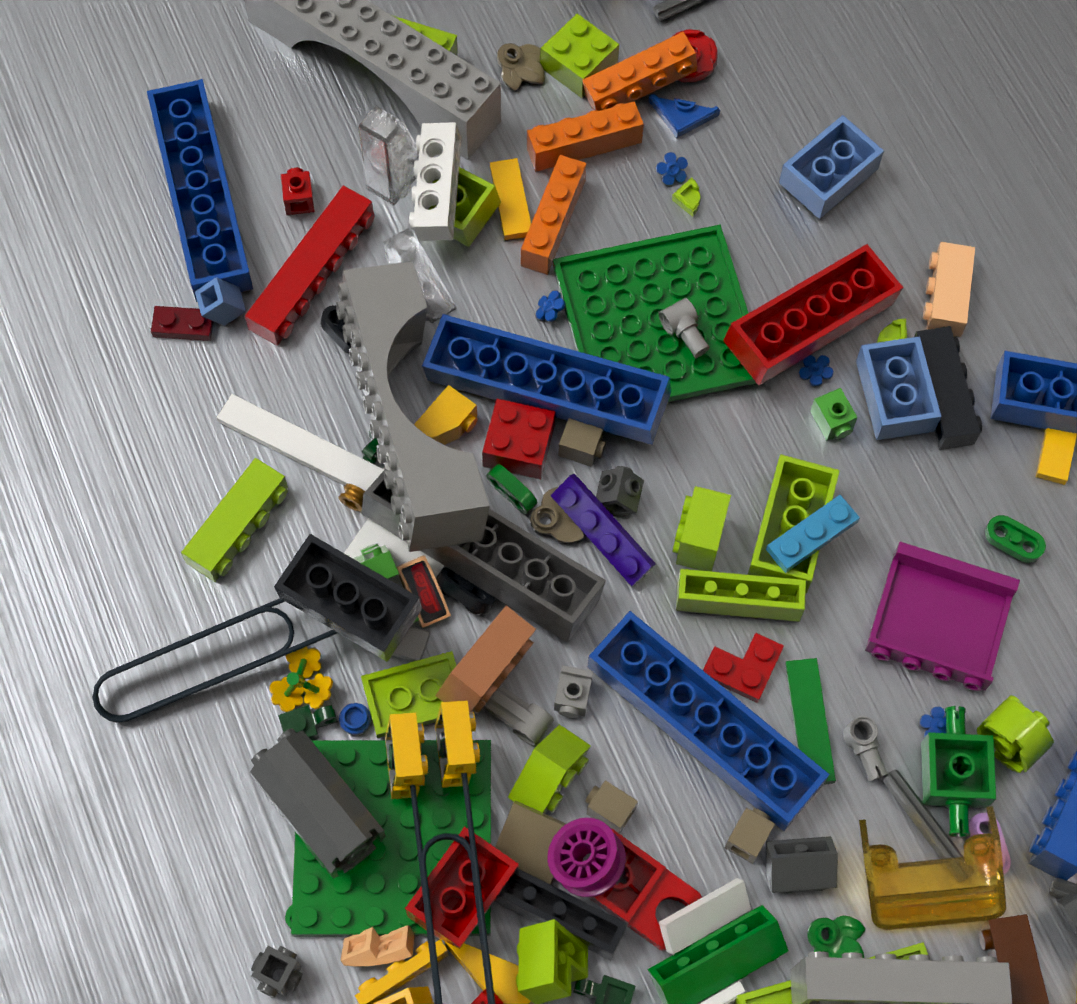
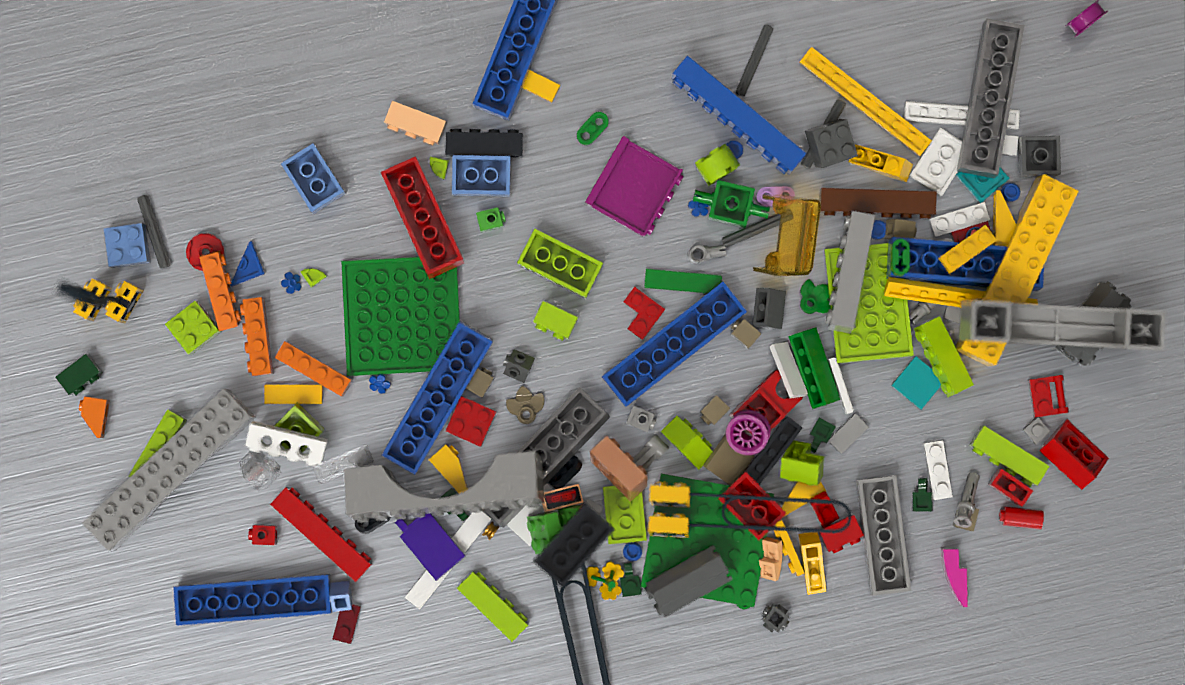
camera: 80 degrees left, 20 degrees up
(317, 414) = (431, 545): none -> dark purple tile
(511, 489) = (503, 431): green beam -> none
(523, 67) = (192, 366): dark tan plate -> none
(603, 529) = (542, 381): dark purple plate -> none
(682, 320) = (411, 302): light grey pin -> none
(740, 595) = (600, 306): lime brick -> none
(812, 533) = (574, 255): dark azure plate -> none
(816, 370) = (454, 221): blue plant -> none
(1046, 766) = (736, 148): none -> blue tile

